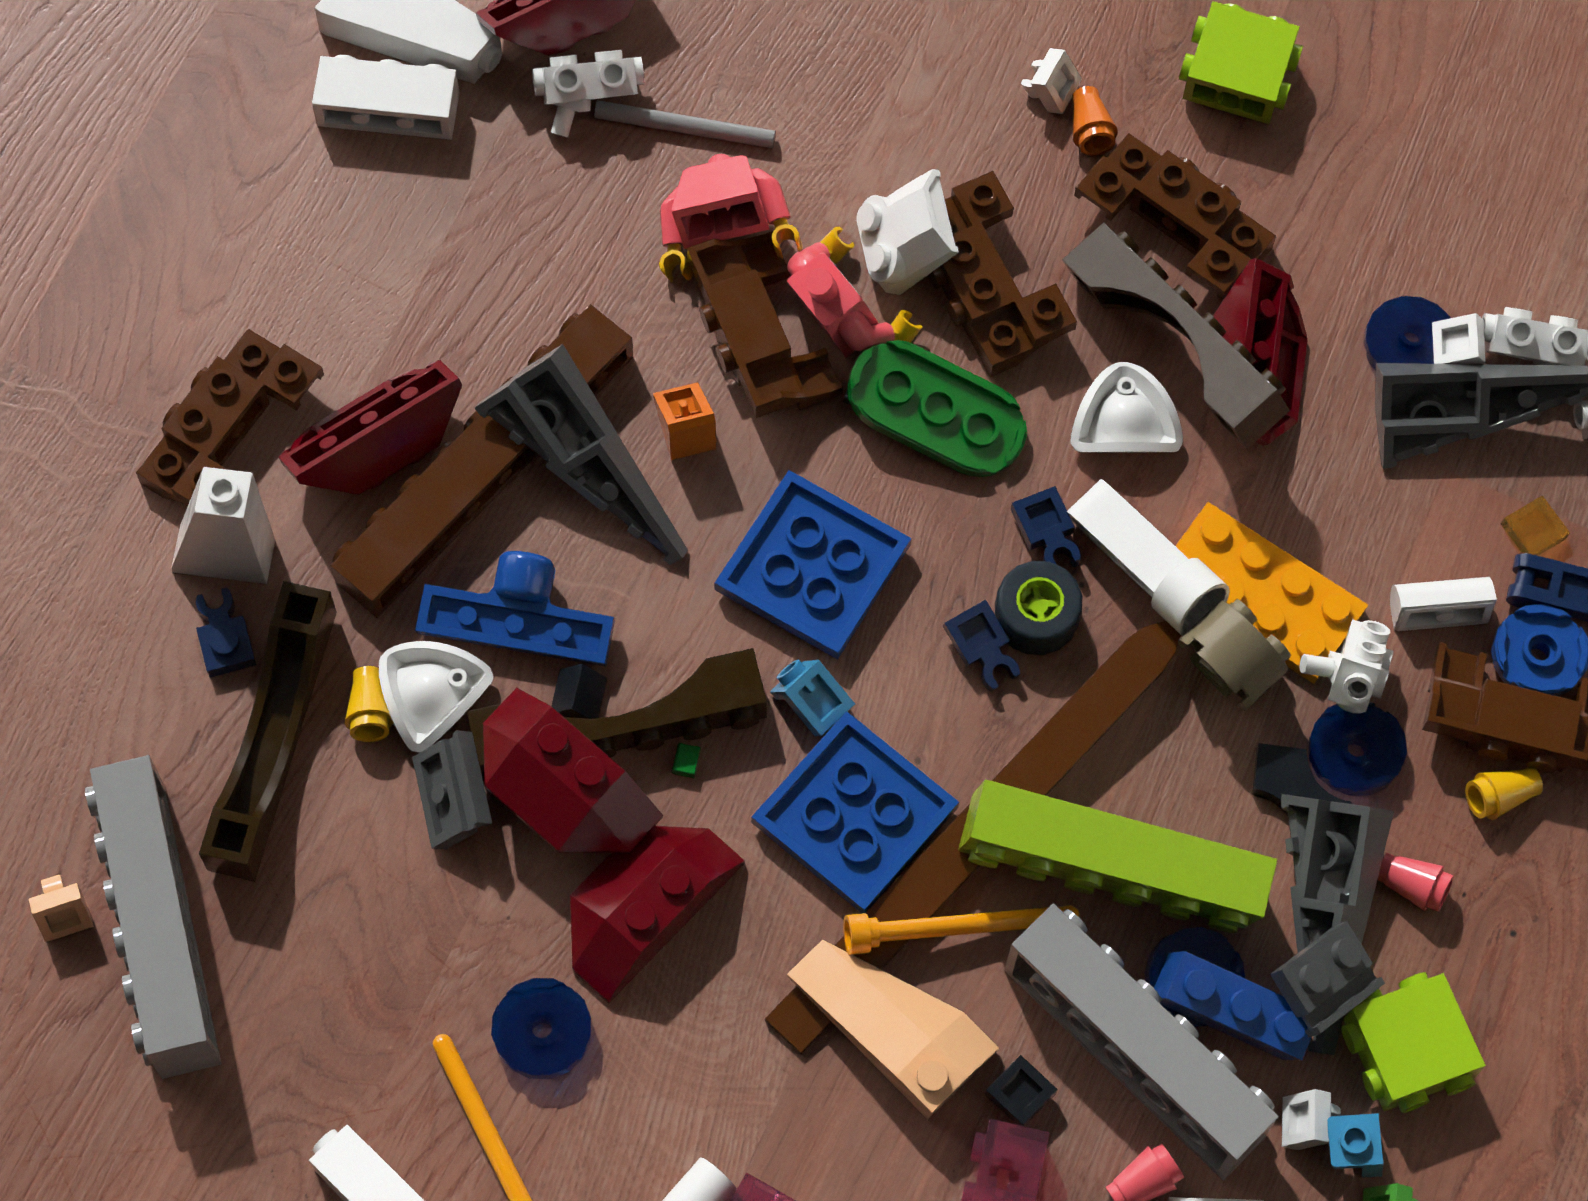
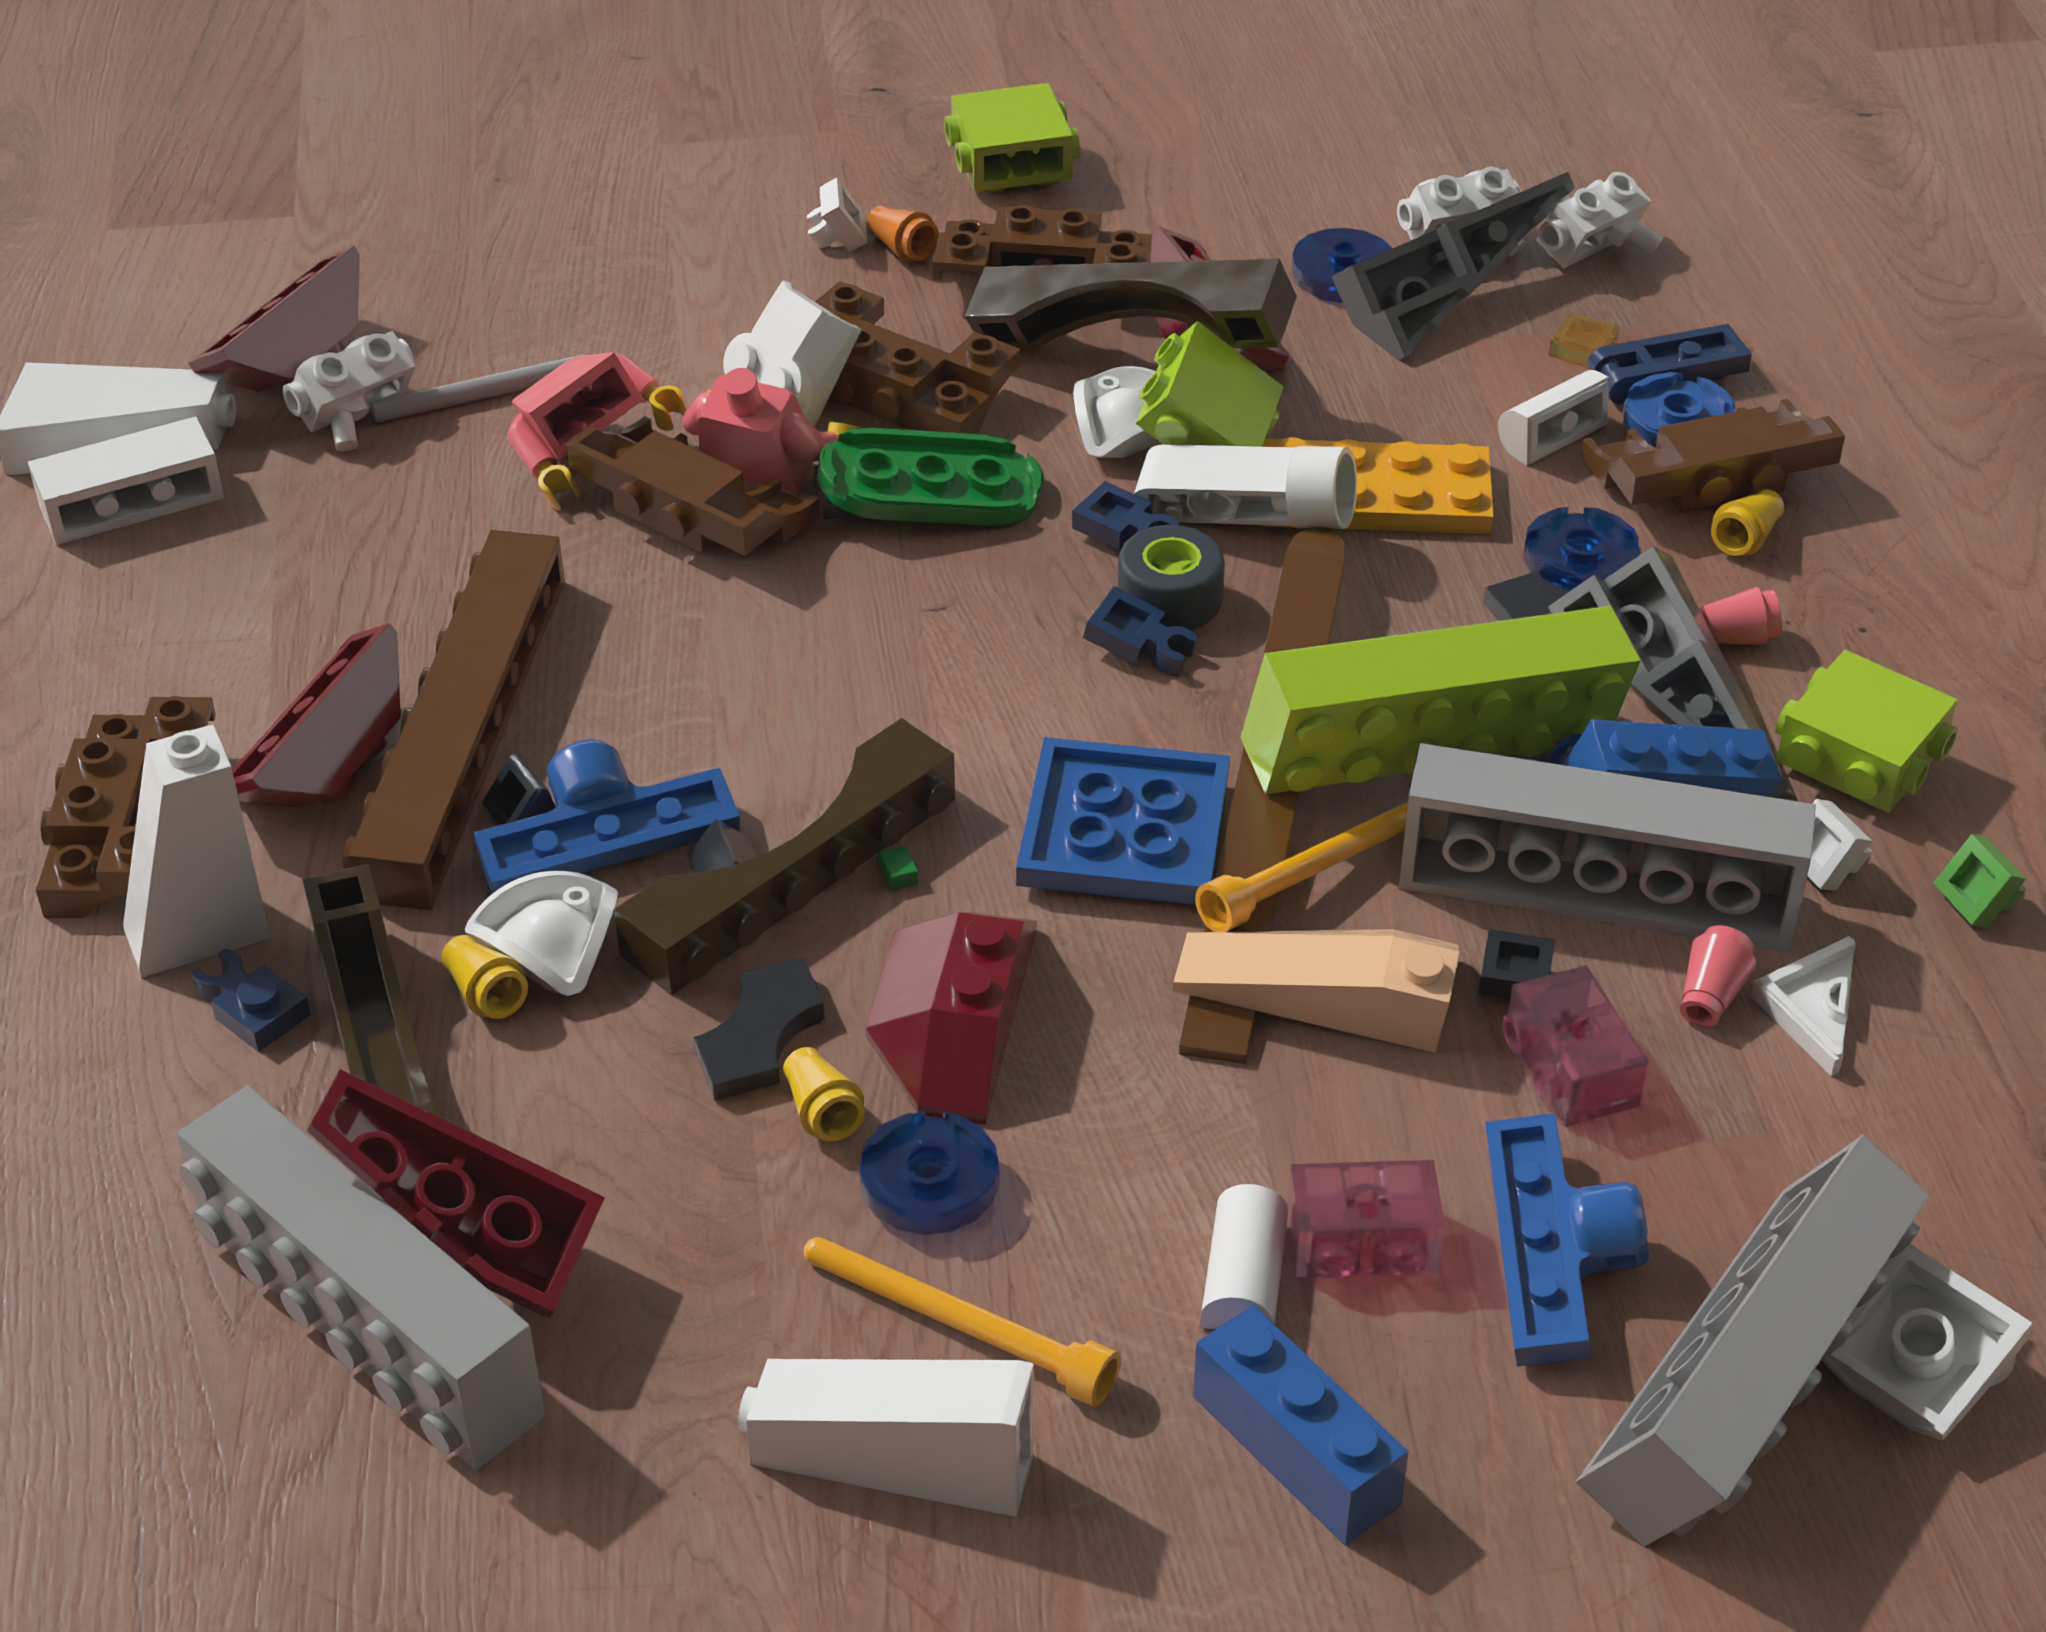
camera: 30 degrees left, 25 degrees down
(60, 909) = (219, 1345): light nougat tile -> none
(235, 920) = (473, 1199): none -> dark red wedge
(451, 790) = (647, 998): dark grey plate -> none
(478, 559) = (517, 793): none -> black slope
(495, 858) = (747, 1046): none -> black tile
(515, 928) = (825, 1098): none -> yellow cone
(562, 781) = (781, 898): dark red wedge -> none
(565, 425) = (536, 623): dark grey wedge -> none
(686, 420) = (674, 594): orange slope -> none
(812, 564) = (902, 647): blue plate -> none
(812, 694) = (995, 742): dark azure bracket -> none
(1171, 463) = (1207, 394): none -> lime brick
(1235, 652) = (1405, 510): dark tan brick -> none
(1327, 978) = (1740, 693): dark grey plate -> none
(1356, 1143) = (1903, 830): dark azure bracket -> none
(1359, 668) = (1531, 470): white brick -> none
(1459, 340) = (1392, 225): white tile -> none

